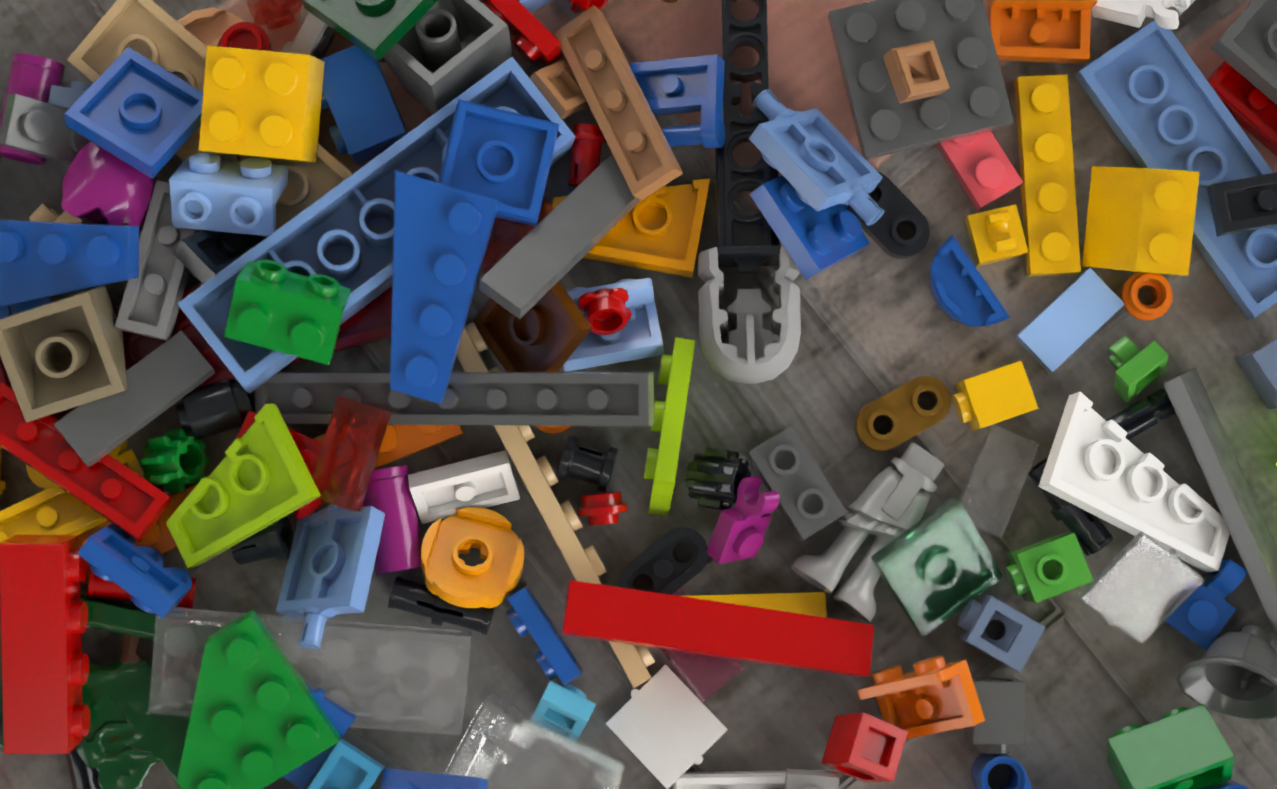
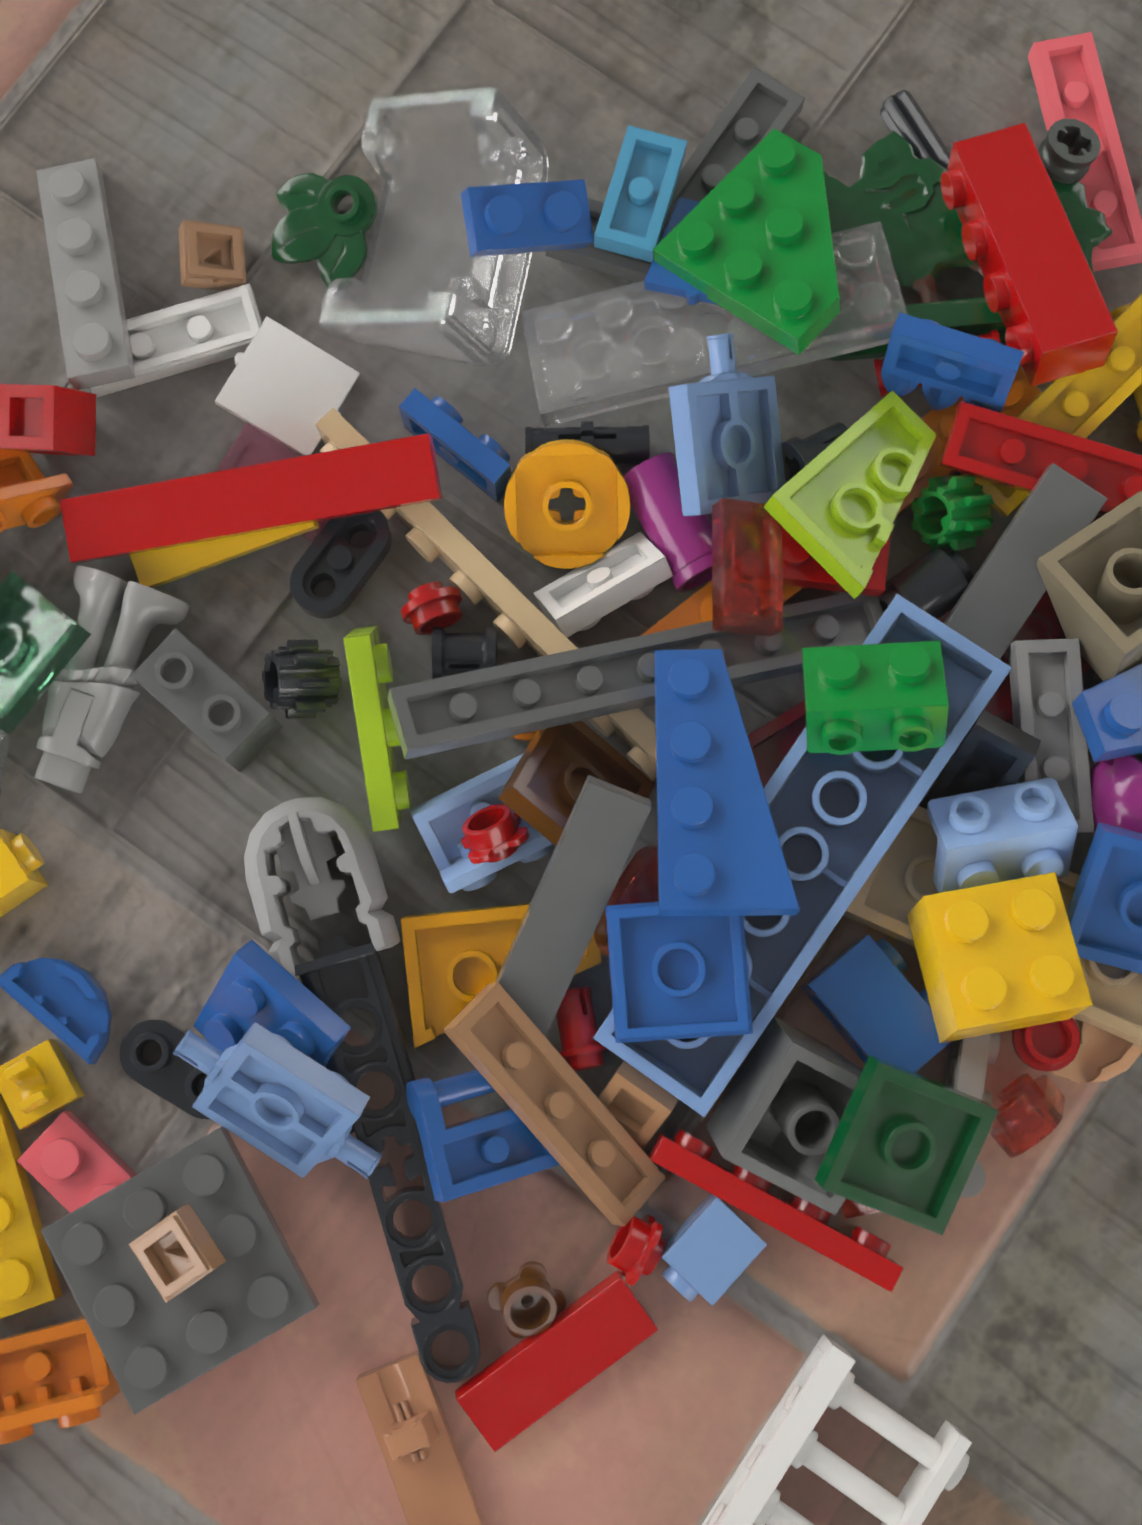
camera: 165 degrees right, 5 degrees down
(565, 707) = (408, 372): medium azure plate -> none
(742, 528) = (256, 625): magenta plate -> none
(903, 412) = (102, 831): pearl gold plate -> none

